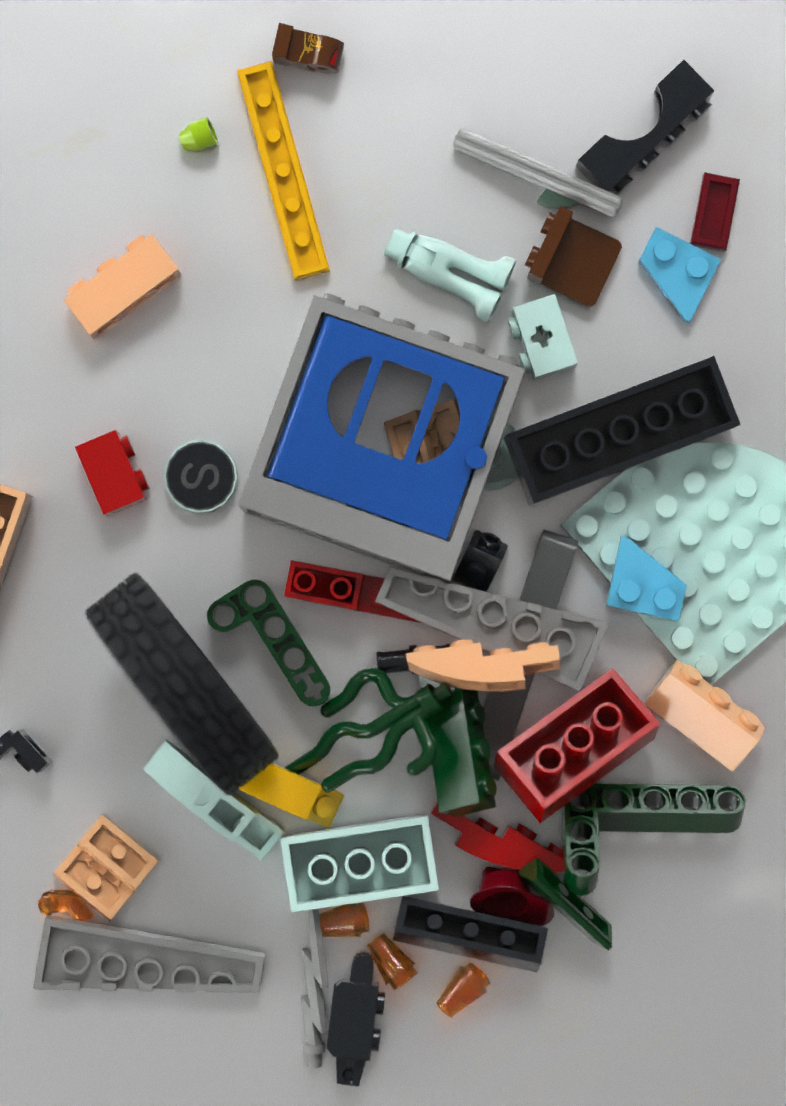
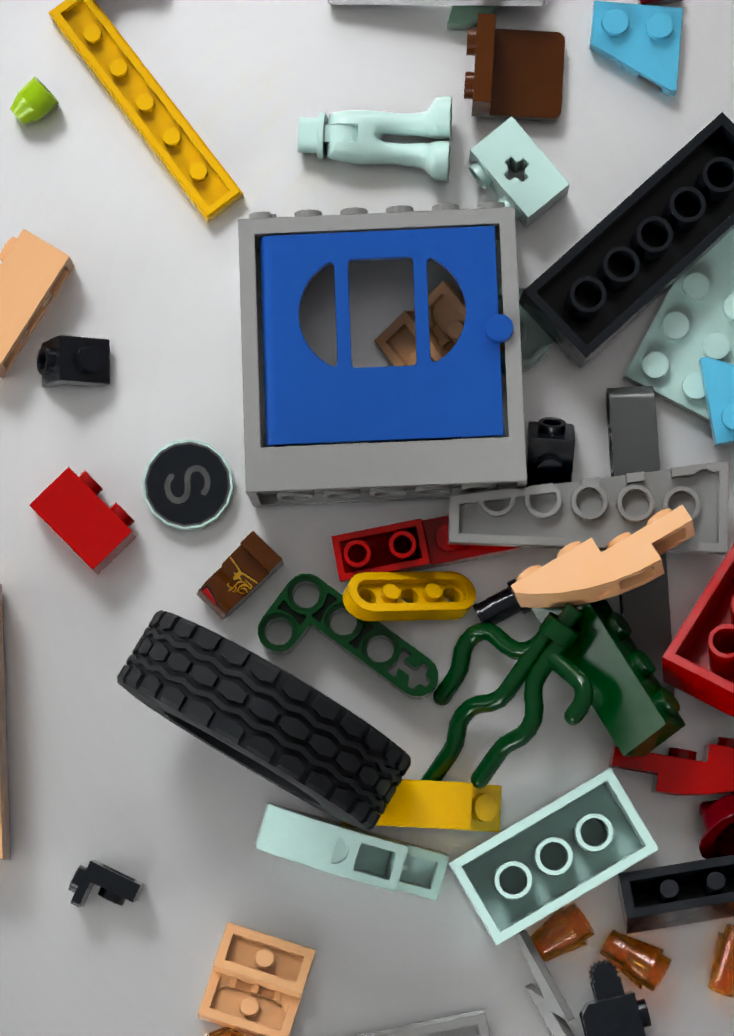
camera: 15 degrees left, 5 degrees down
(151, 349) = (74, 361): none -> black bracket
(212, 561) = (240, 576): none -> reddish brown leg
(343, 626) = (423, 590): none -> yellow plate

